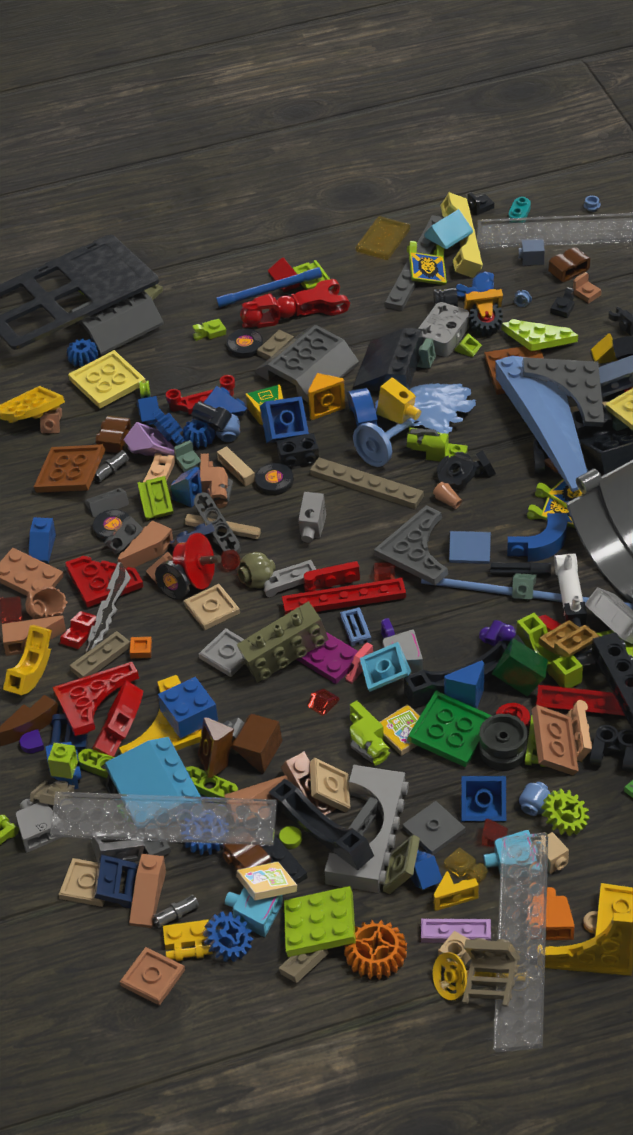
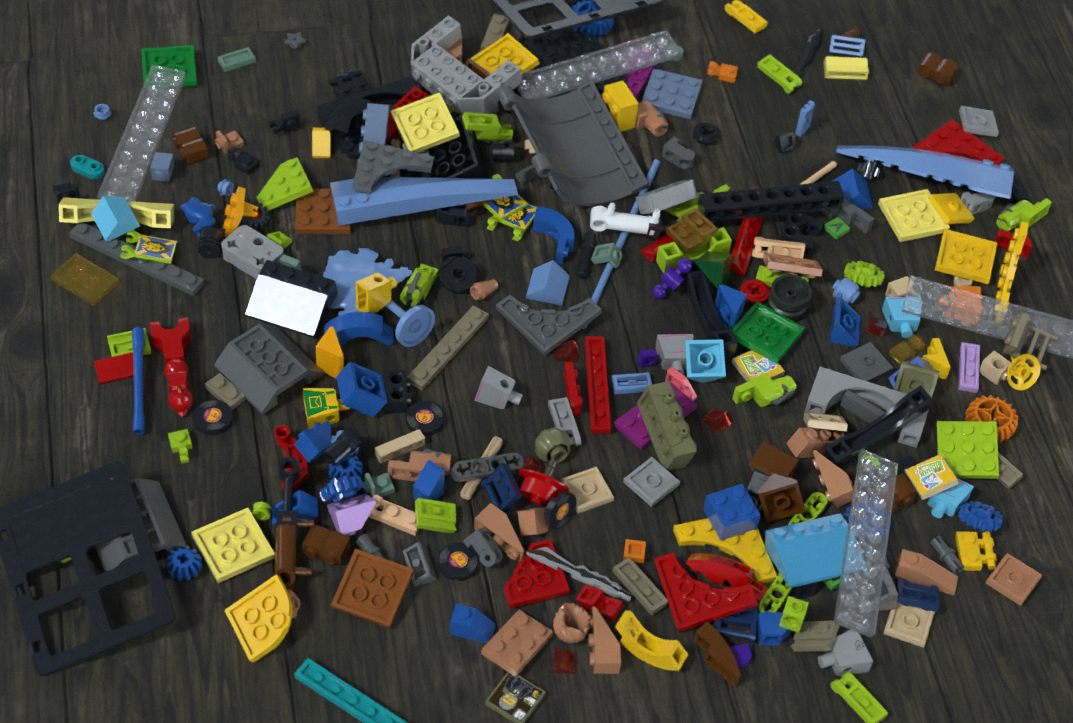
camera: 90 degrees left, 5 degrees up
(77, 413) = (286, 528): none -> reddish brown piece

